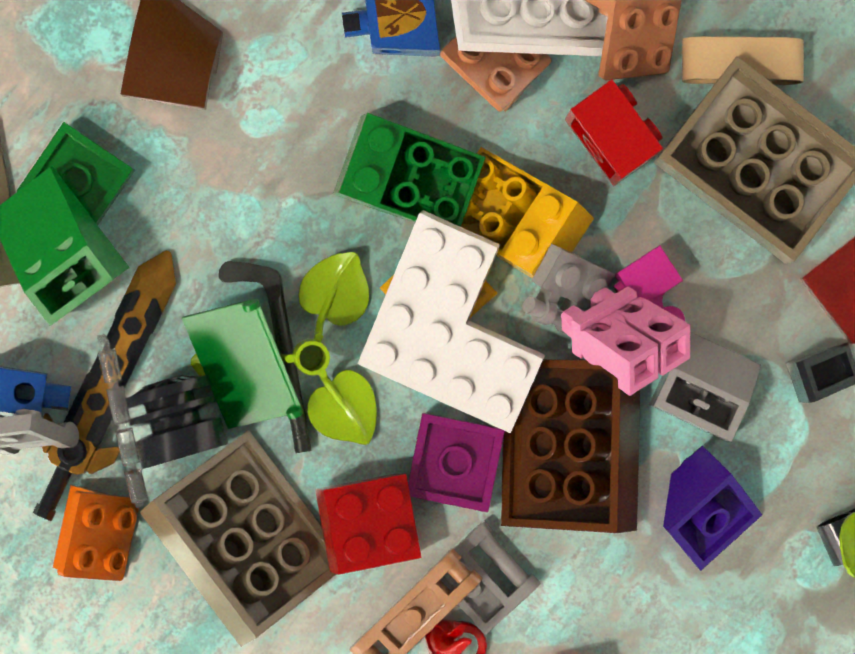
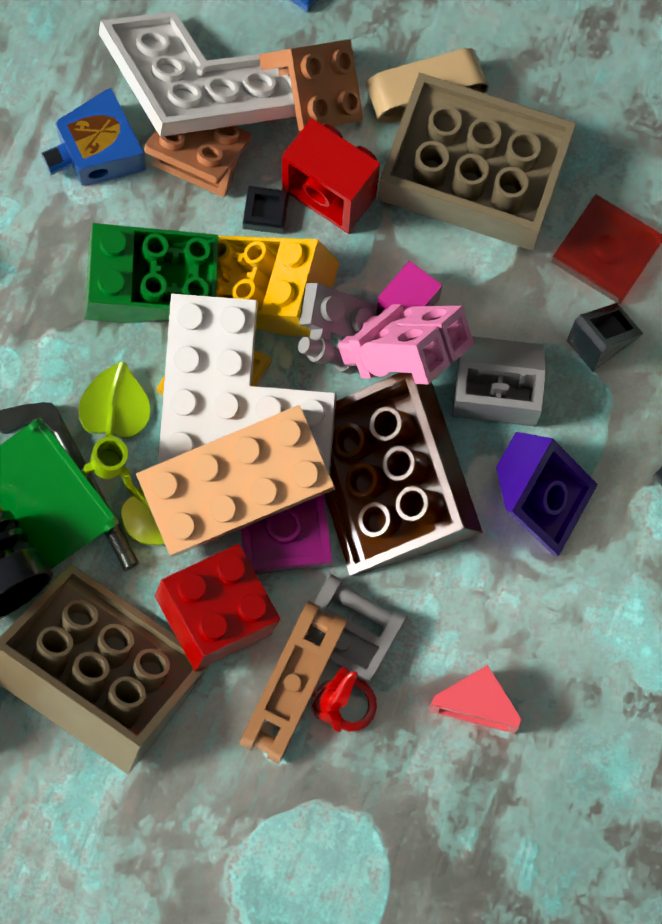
camera: 25 degrees left, 15 degrees down
(422, 417) = (235, 481): none -> light nougat brick
(541, 137) = (265, 210): none -> black tile

